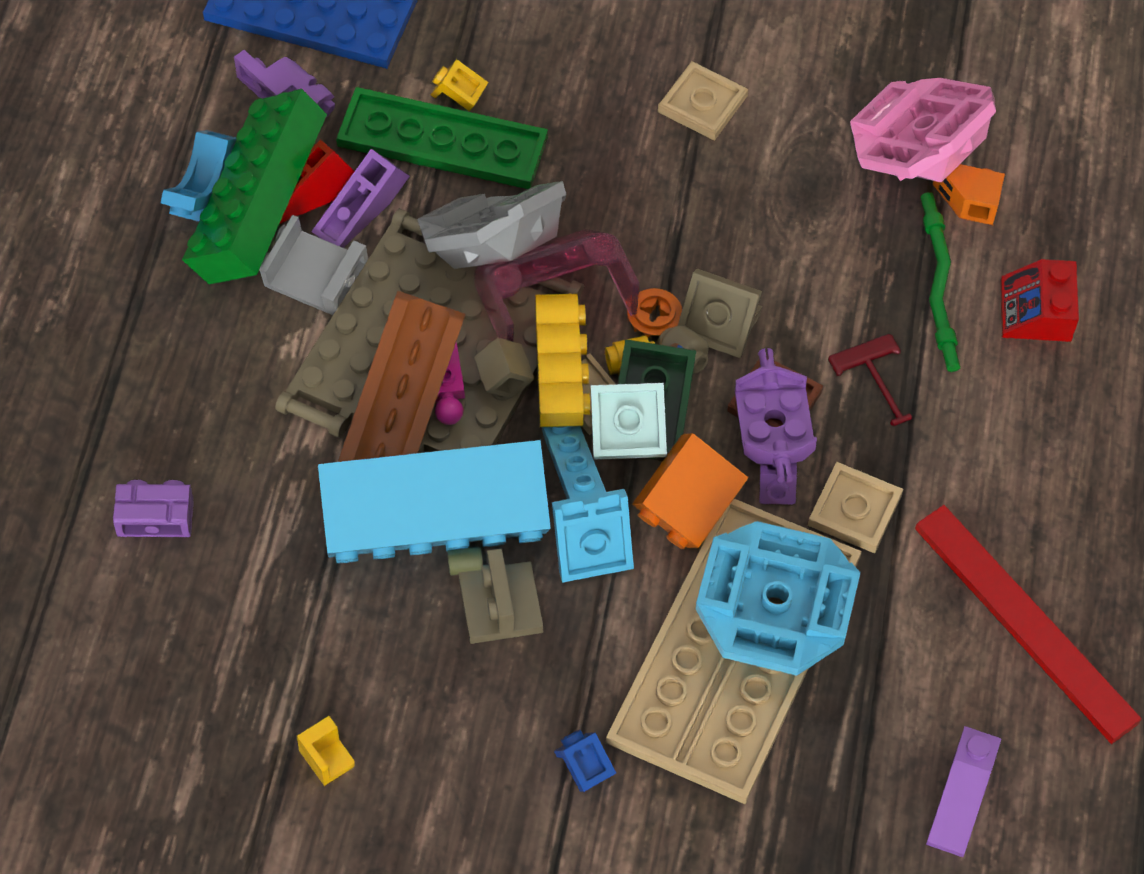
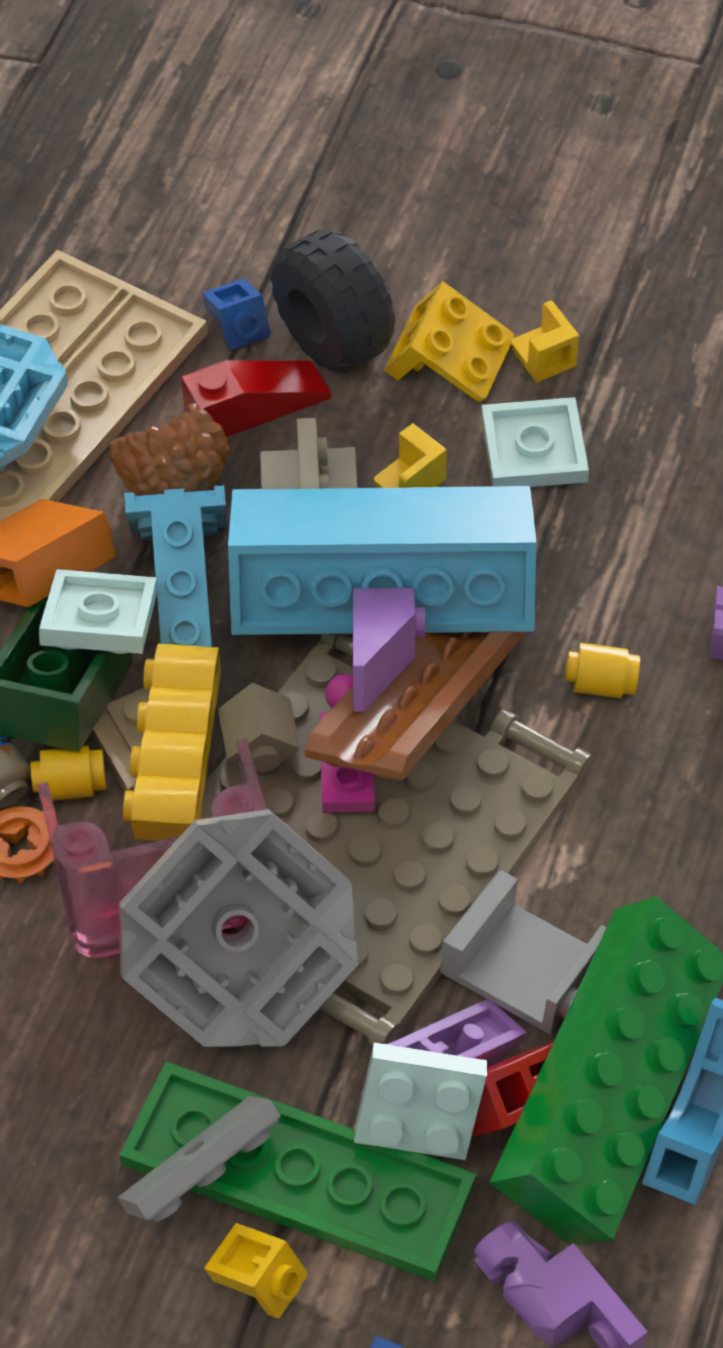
camera: 170 degrees left, 5 degrees down
(270, 467) = (602, 670): none -> yellow brick
(329, 655) = (534, 443): none -> light aqua plate
(384, 138) = (420, 1101): none -> light aqua plate
(406, 739) = (453, 341): none -> yellow bracket
(422, 621) = (419, 462): none -> yellow panel
(425, 417) = (382, 639): none -> medium lavender slope
(498, 116) = (200, 1160): none -> light grey tile
(501, 735) = (333, 300): none -> black tyre
(557, 676) = (253, 391): none -> red slope
(607, 586) = (174, 456): none -> dark orange hair

